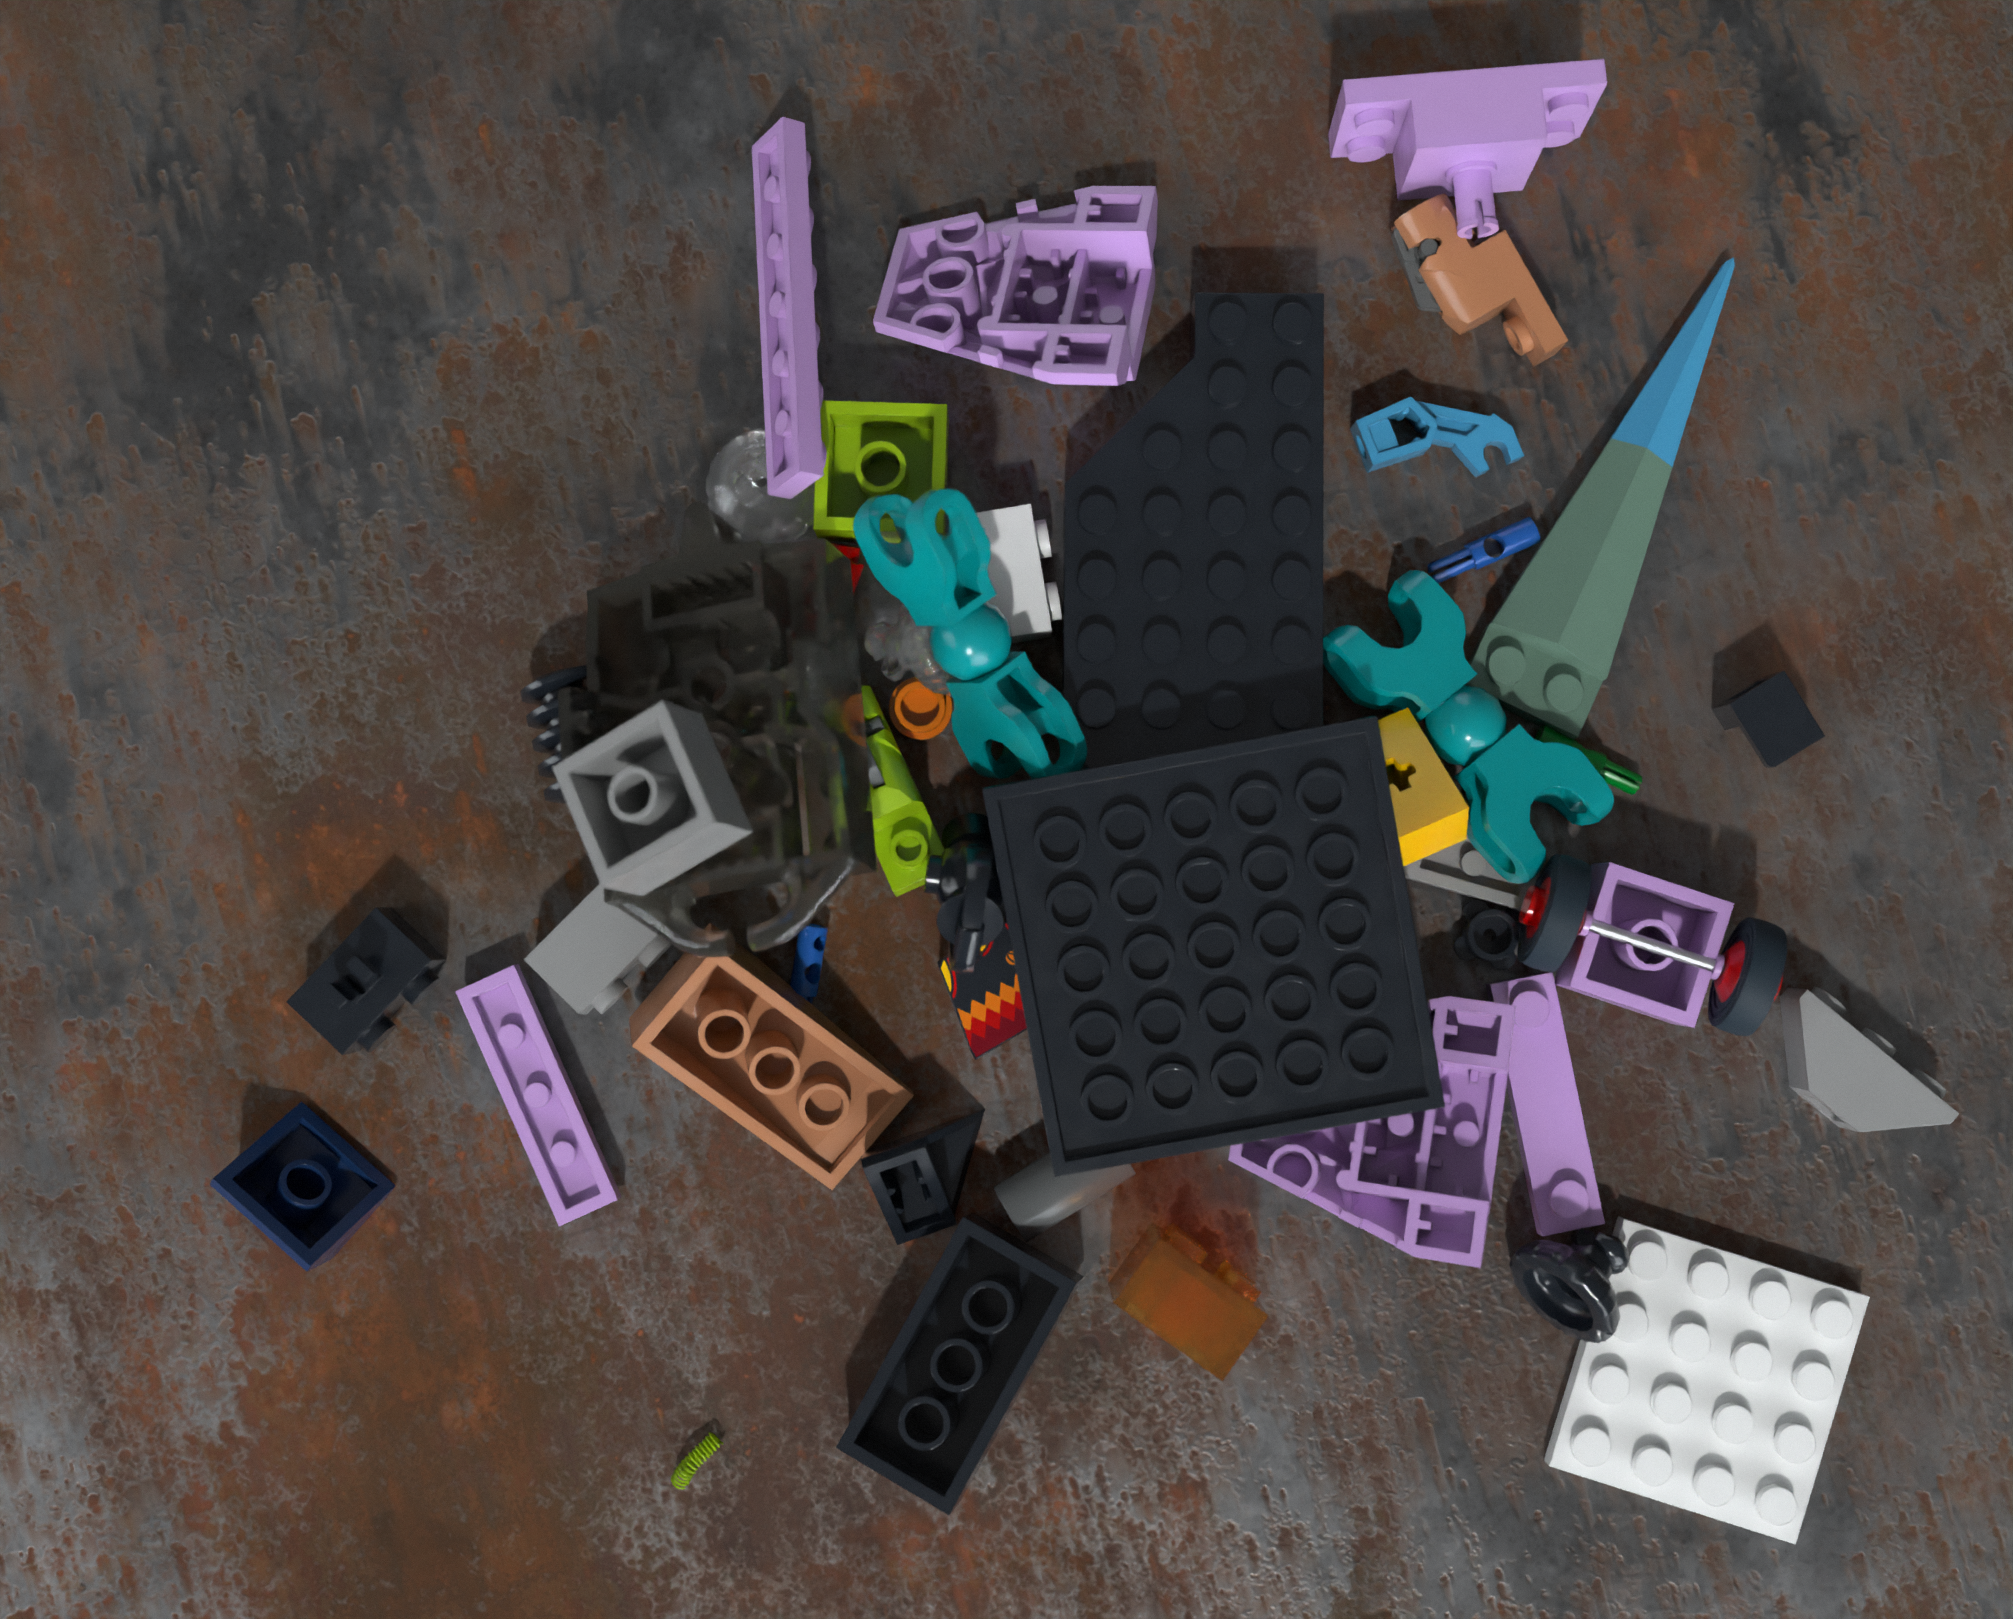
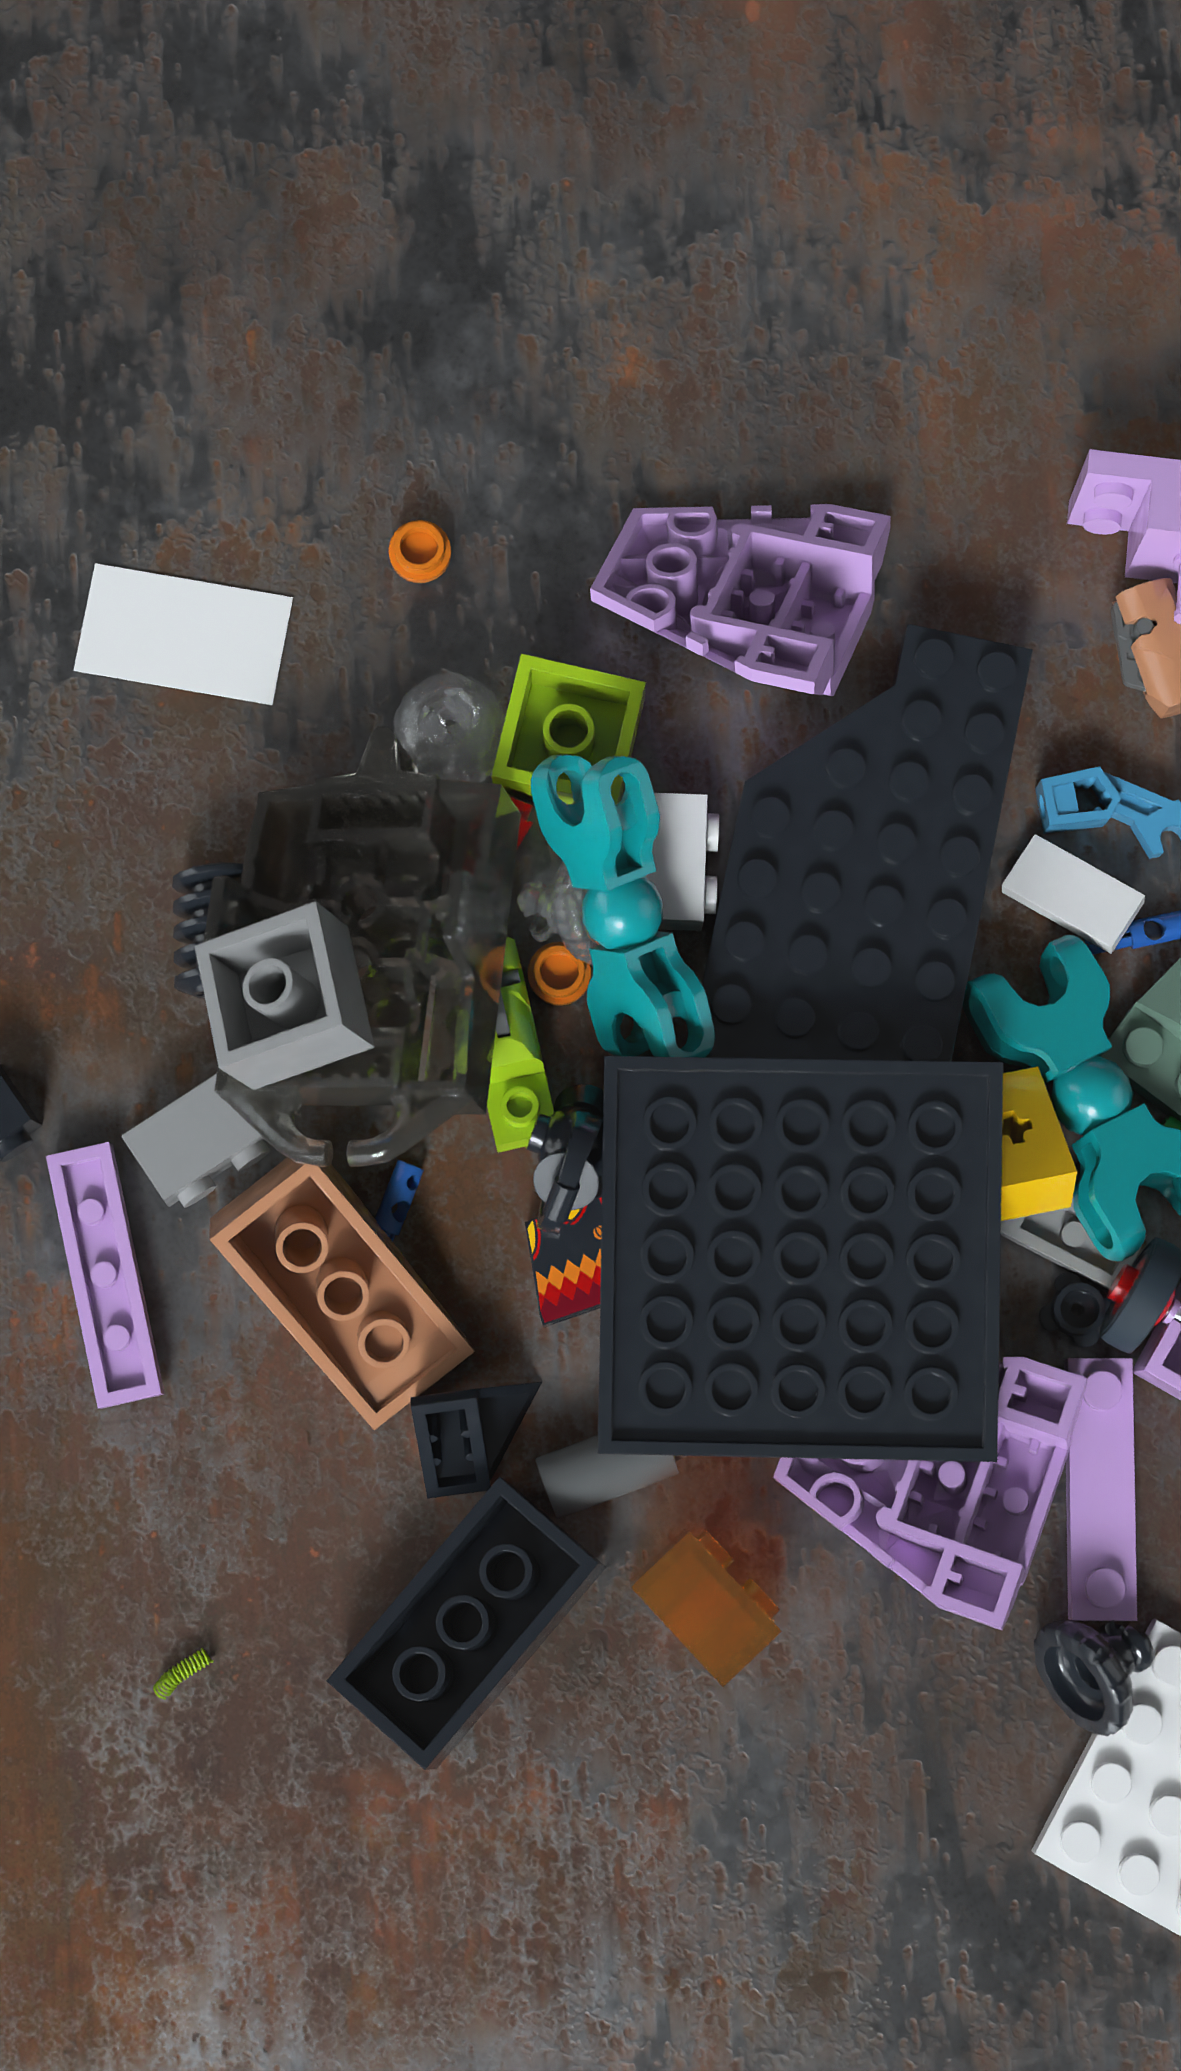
camera: 10 degrees right, 5 degrees down
(480, 444) = (183, 634): none -> white sticker
(696, 315) = (420, 551): none -> orange plate
(787, 310) = (509, 562): lavender plate -> none
(1408, 527) = (1073, 893): none -> white tile

